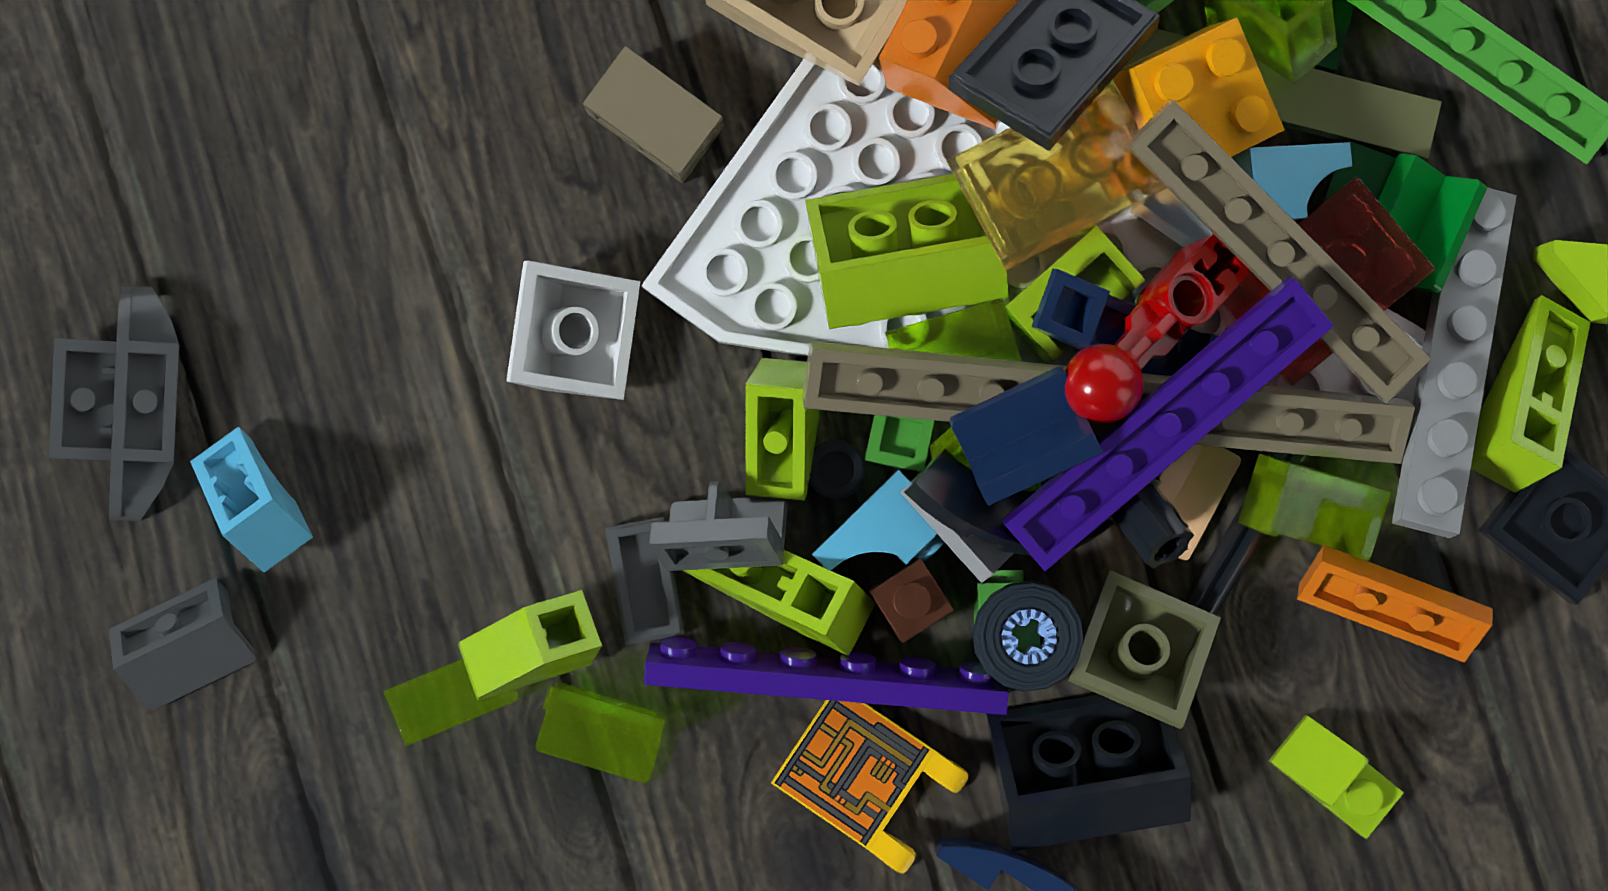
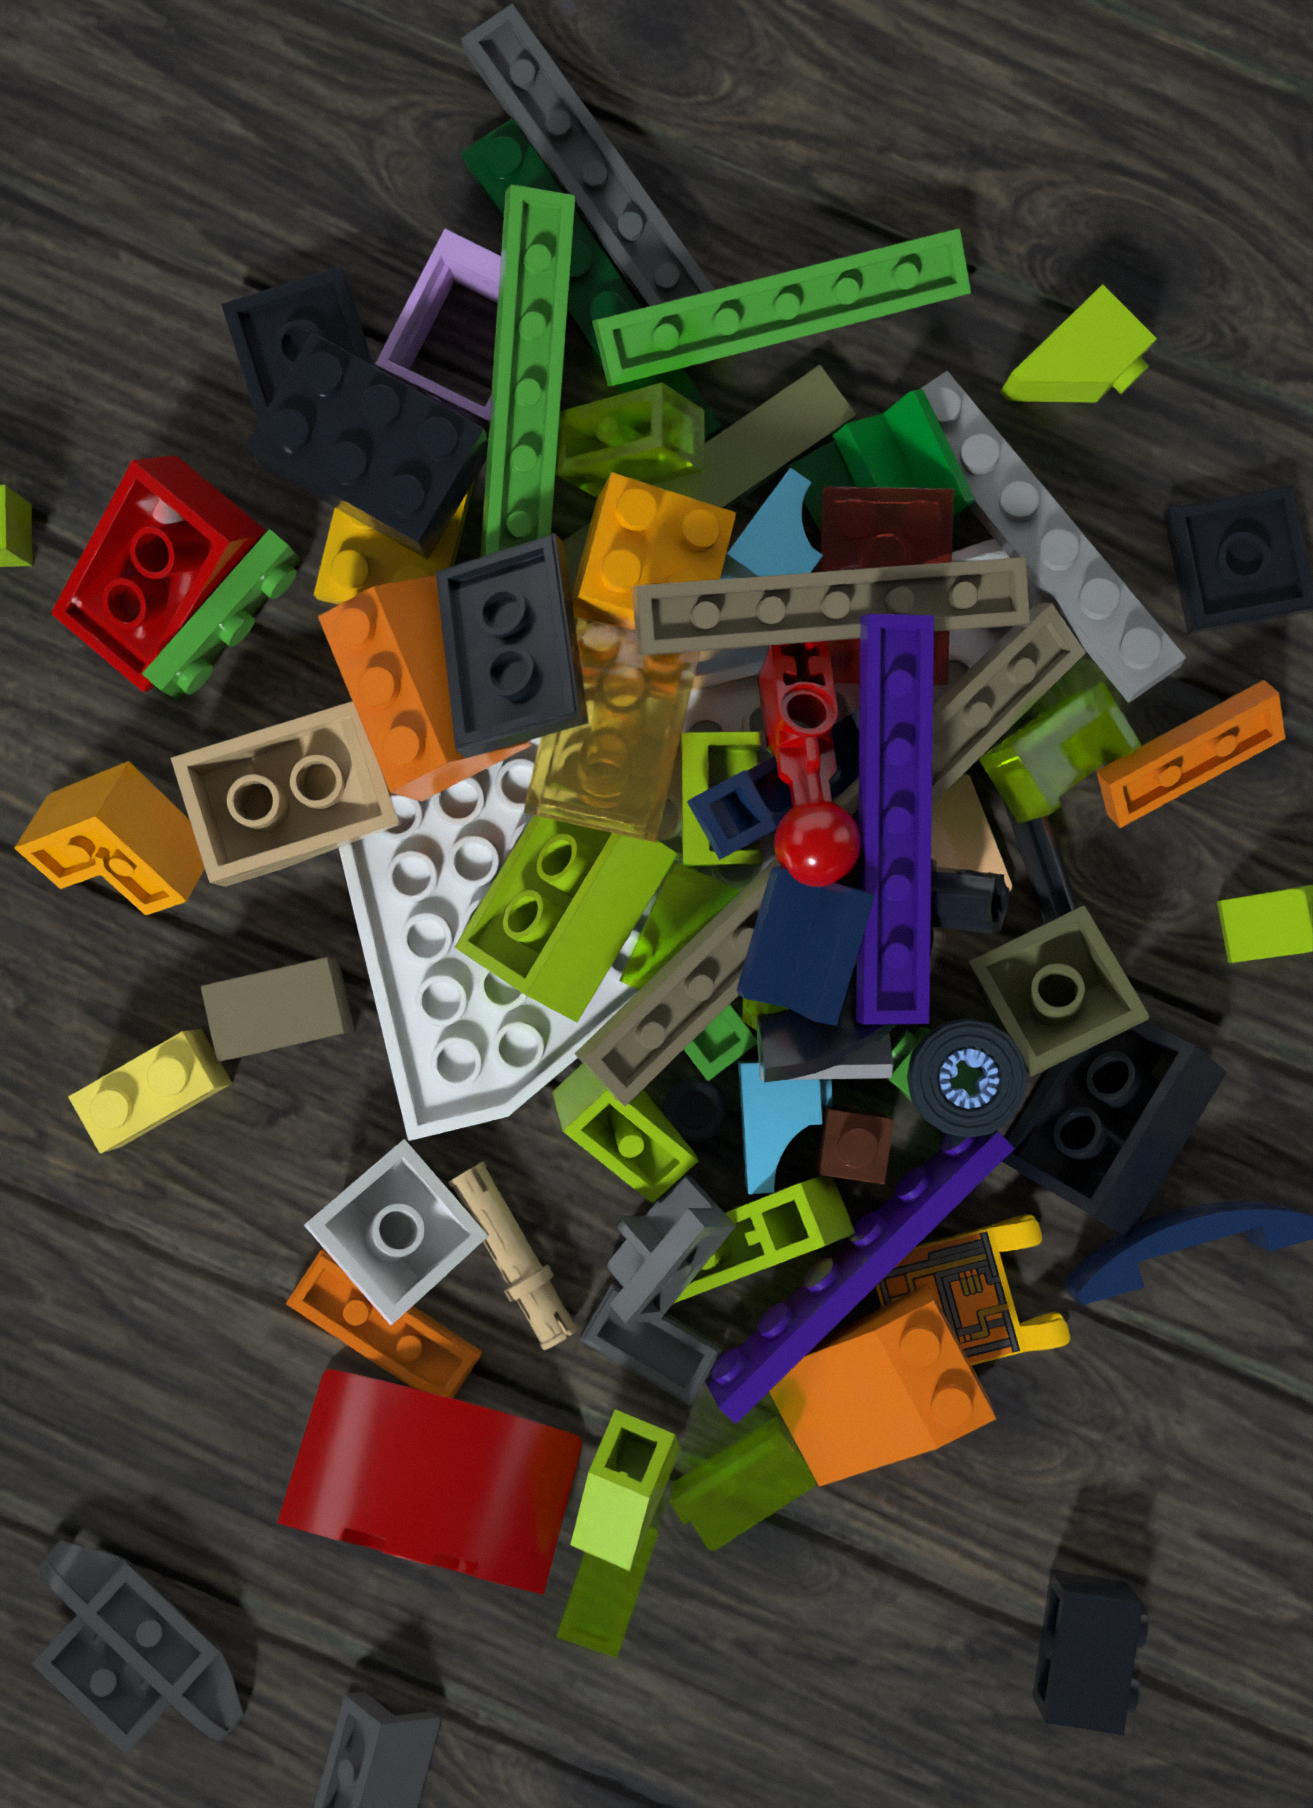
camera: 45 degrees left, 0 degrees up
(249, 501) = (306, 1617): medium azure arch -> none
(420, 507) = (432, 1480): none -> red panel
(494, 407) = (410, 1349): none -> orange tile
(520, 75) = (150, 1090): none -> light yellow brick
(623, 430) = (514, 1257): none -> tan pin
(752, 768) = (882, 1390): none -> orange slope
(1532, 399) = (1123, 500): lime slope -> none

